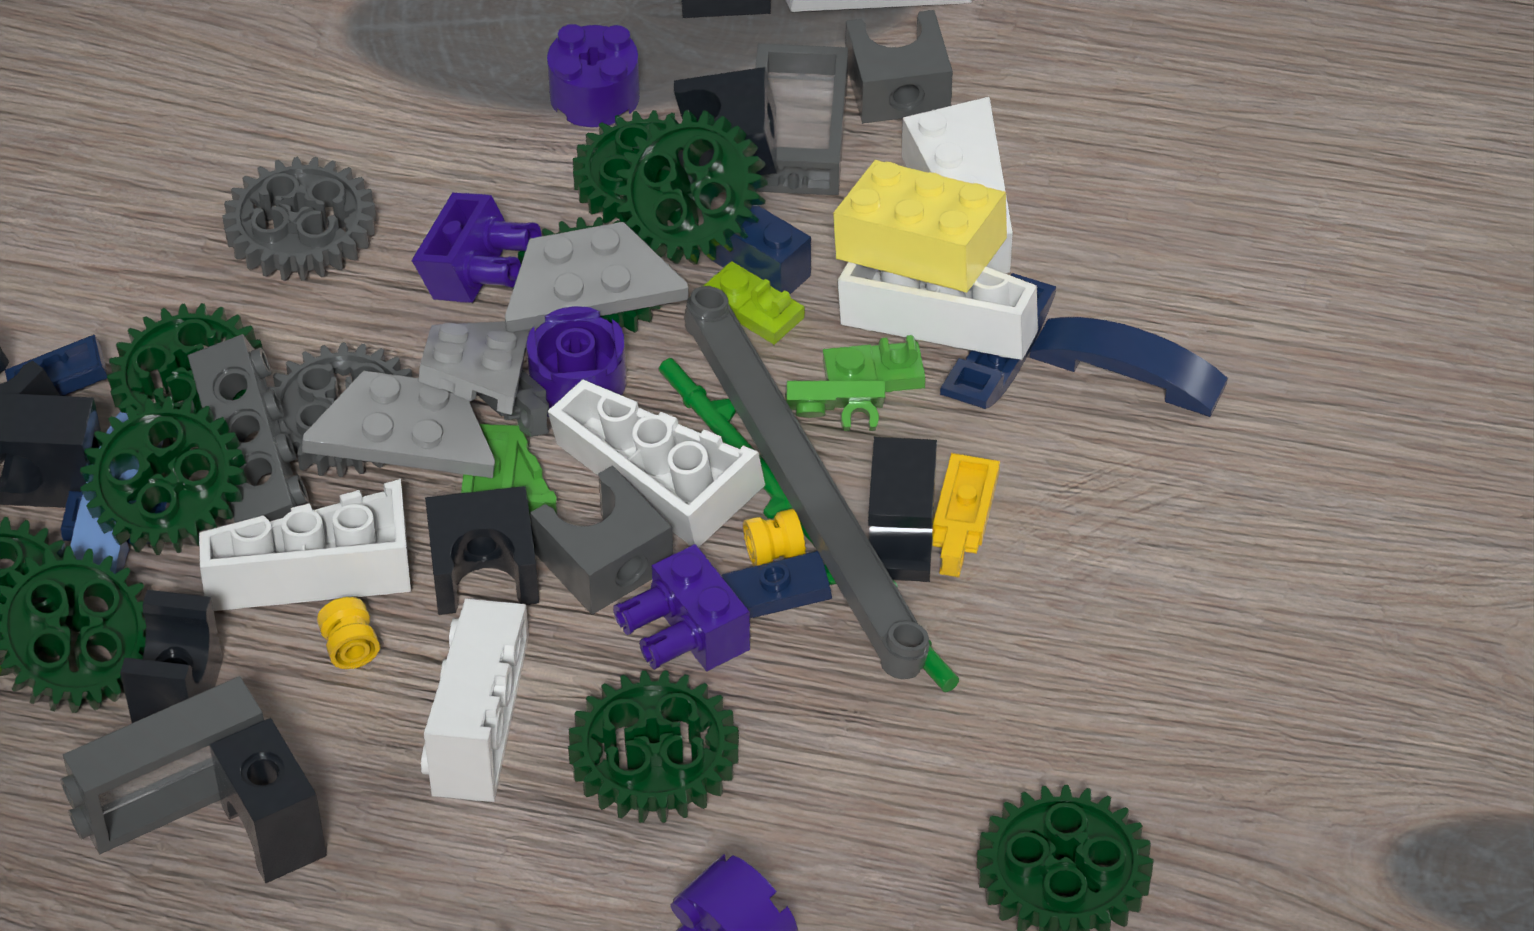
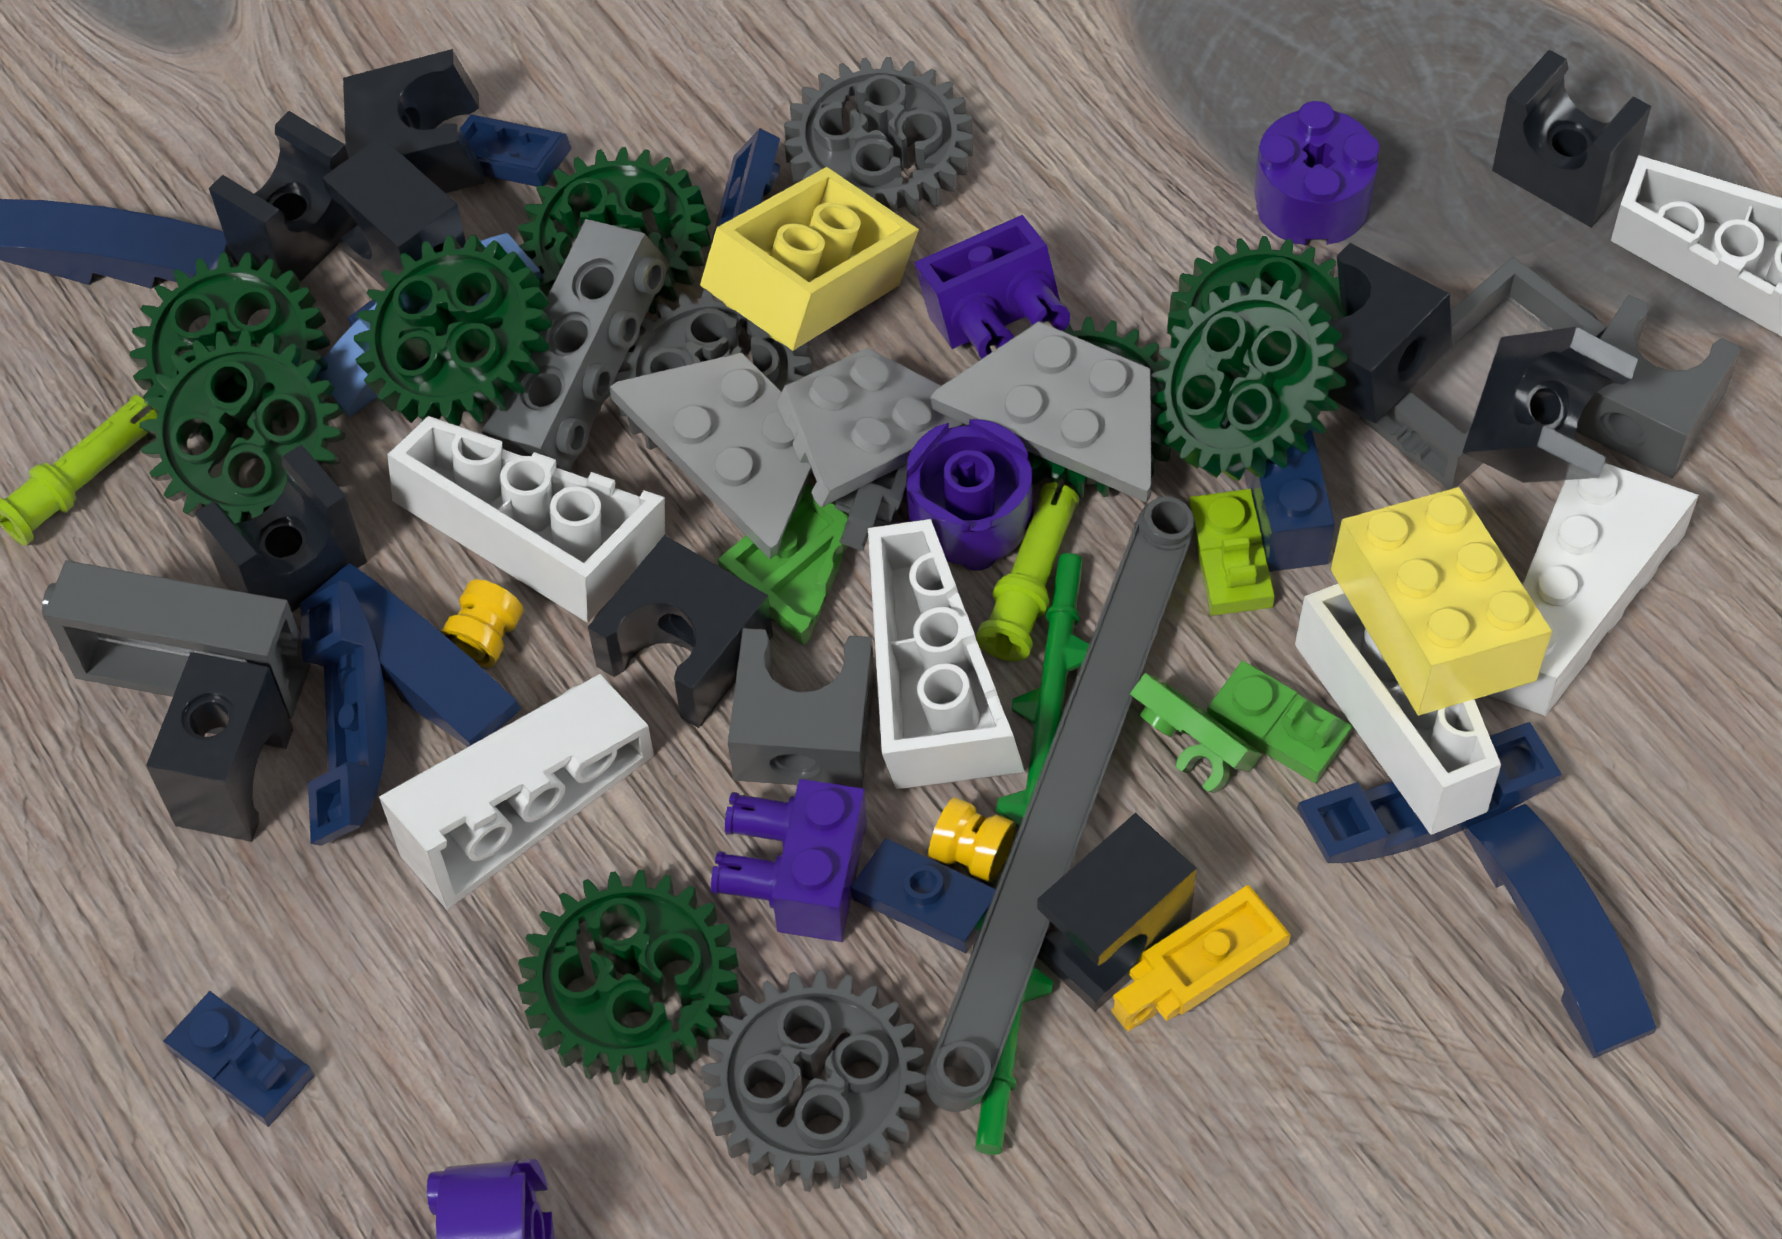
camera: 45 degrees right, 10 degrees up
(244, 293) = (750, 176): none -> dark blue plate
(325, 734) = (356, 711): none -> dark blue slope
(334, 677) = (427, 666): none -> dark blue slope
(343, 298) = (808, 257): none -> light yellow brick
(655, 390) = (1022, 593): none -> lime pin
(856, 100) = (1557, 378): none -> black piece
(865, 709) = (866, 1107): none -> dark grey gear

